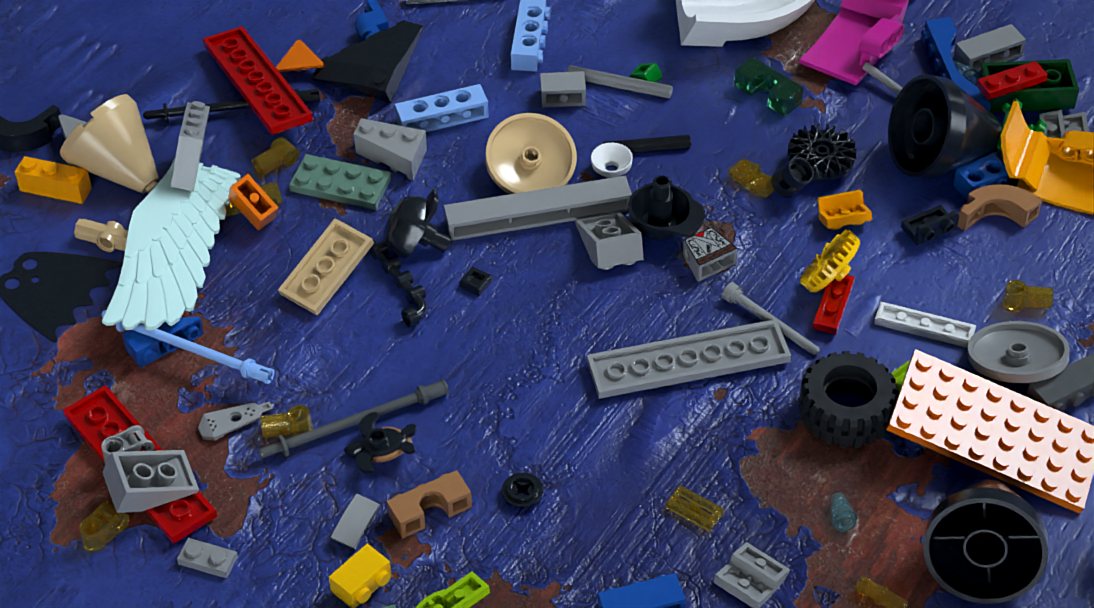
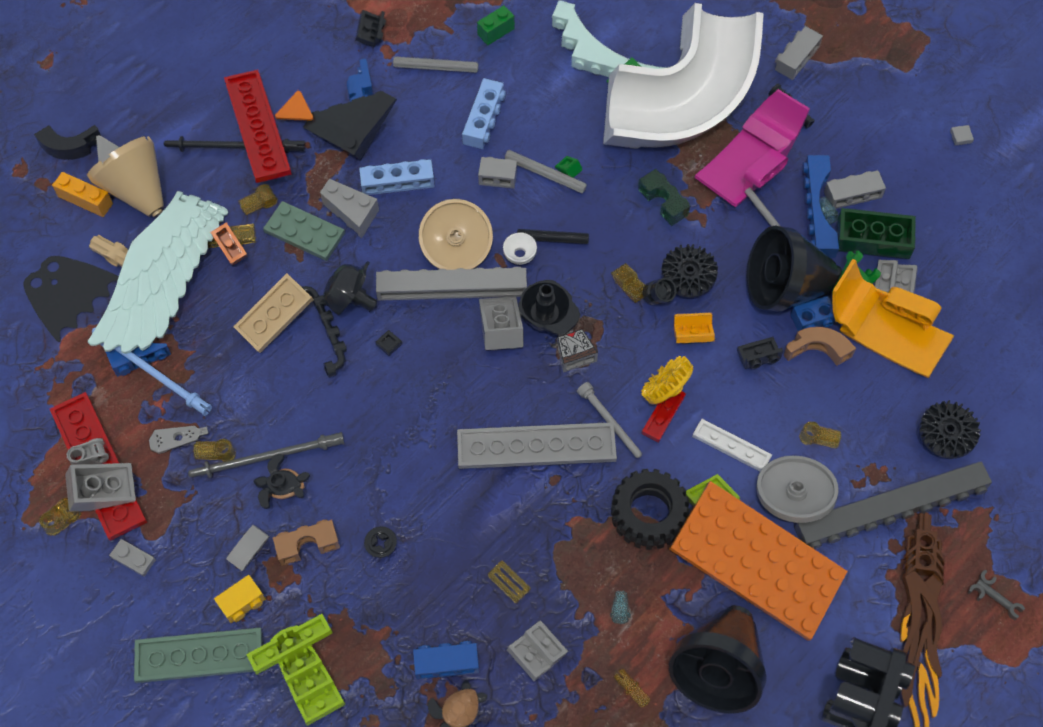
camera: 10 degrees right, 15 degrees up
(190, 146) = (188, 184): light grey arch -> none
(1012, 80) = (861, 230): red plate -> none

